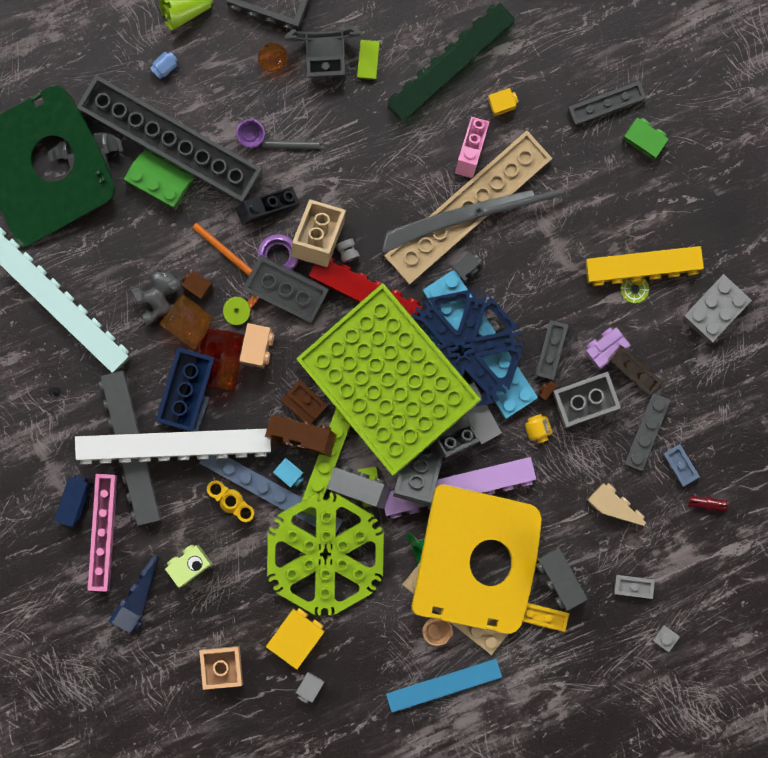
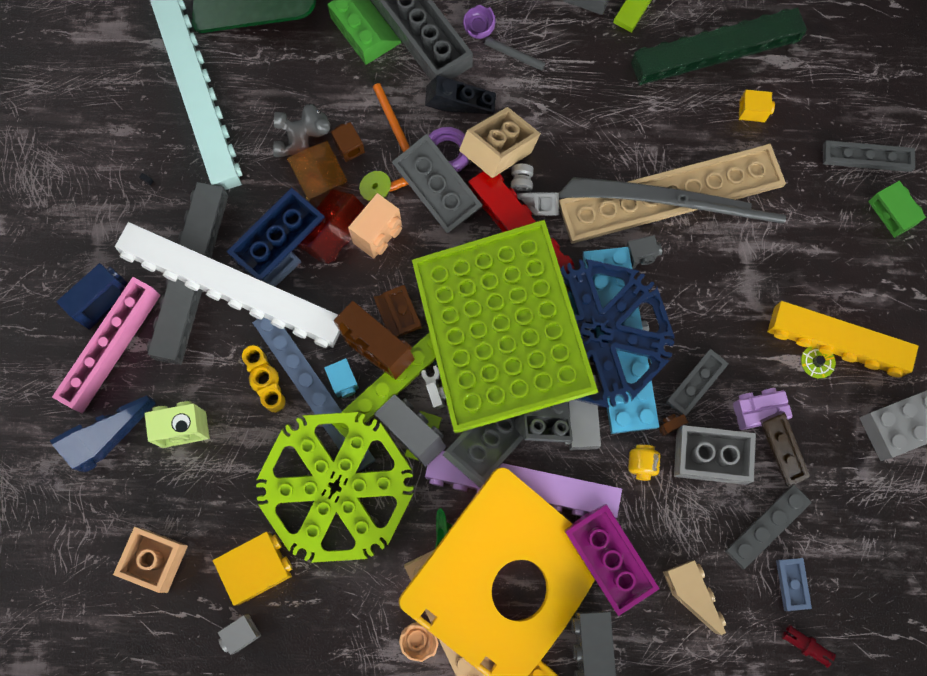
camera: 25 degrees right, 10 degrees down
(363, 450) = (435, 392): none -> white plate
(371, 263) = (541, 202): none -> light grey tile
(472, 147) = (702, 137): bright pink slope -> none
(545, 510) = (611, 559): none -> magenta slope

